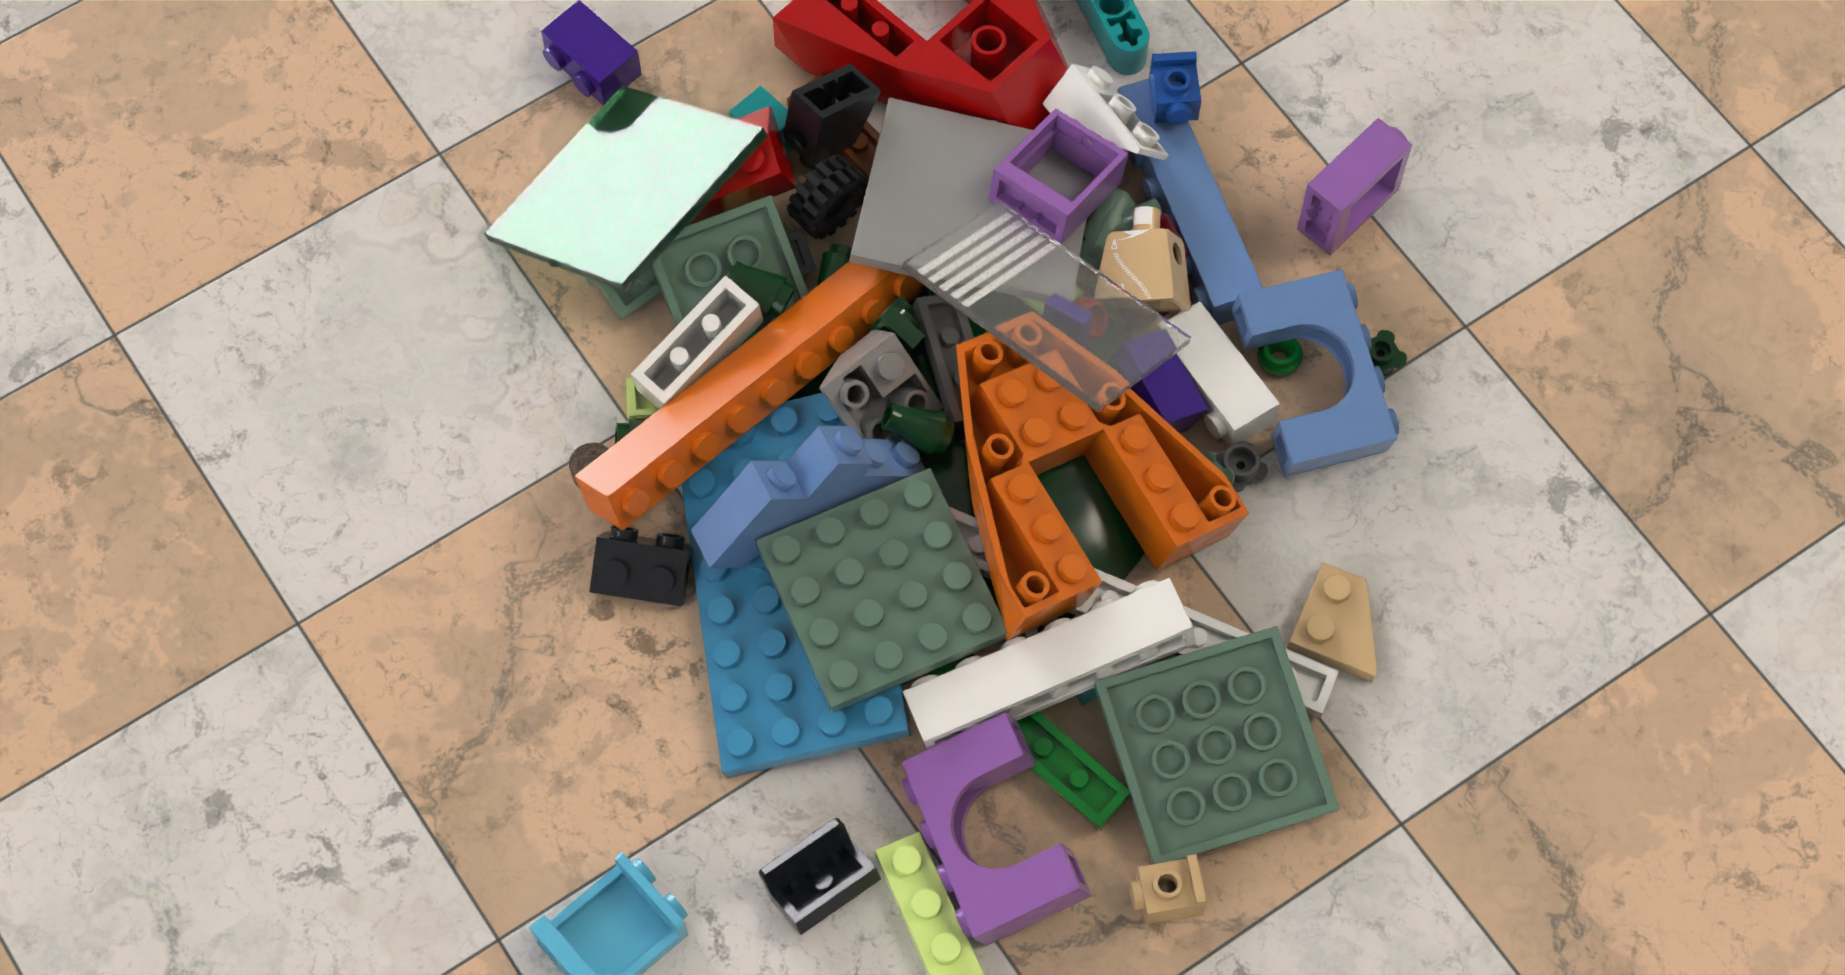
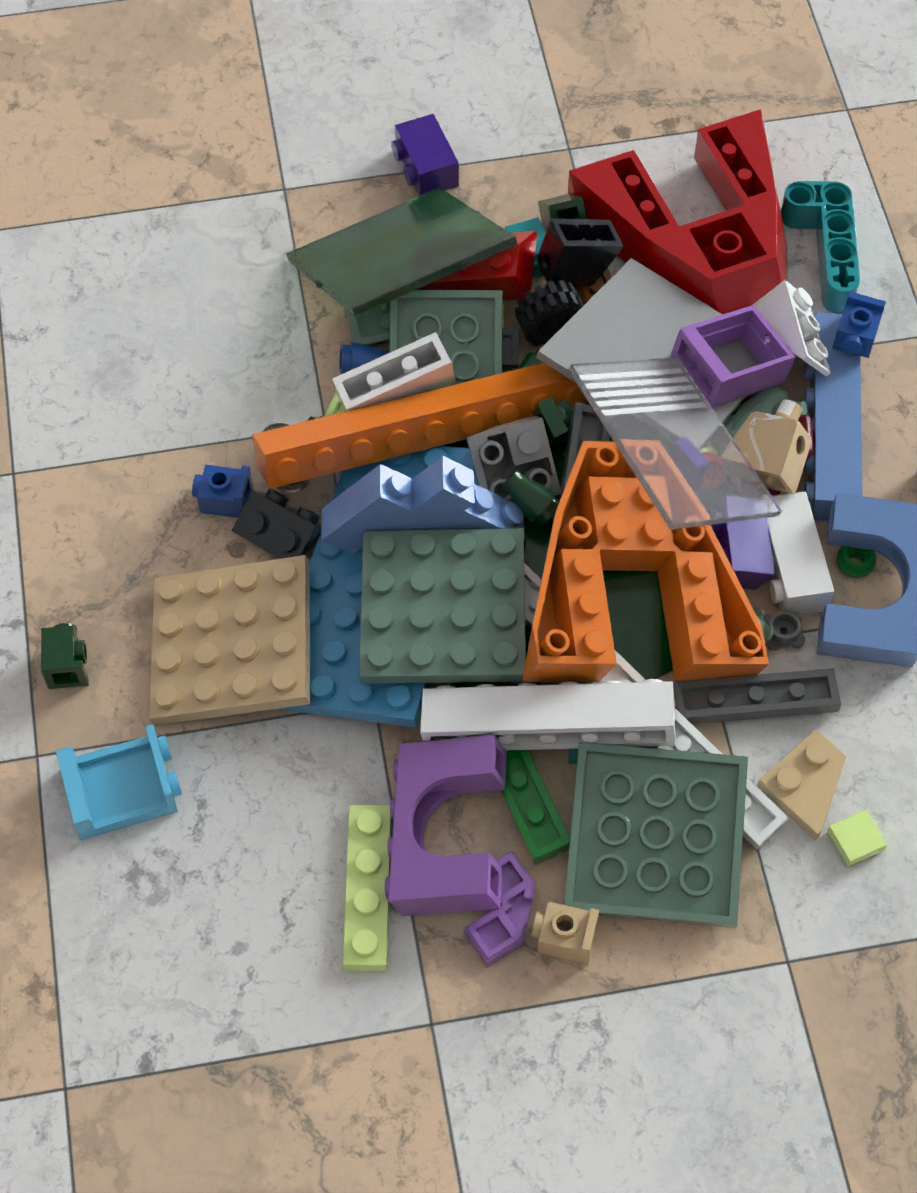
camera: 25 degrees right, 5 degrees down
(476, 815) = (63, 657): none -> dark green brick
(567, 559) = (222, 490): none -> blue brick
(639, 331) = (356, 355): none -> blue cone
(655, 720) = (230, 641): none -> tan plate
(766, 288) = (466, 359): dark green cone -> none
(784, 70) = (561, 207): none -> dark green brick
(818, 876) = (294, 804): black bracket -> none
(1103, 915) = (504, 928): none -> medium lavender tile
(1249, 549) = (757, 696): none -> dark grey plate
(1414, 662) = (857, 838): none -> yellowish green tile

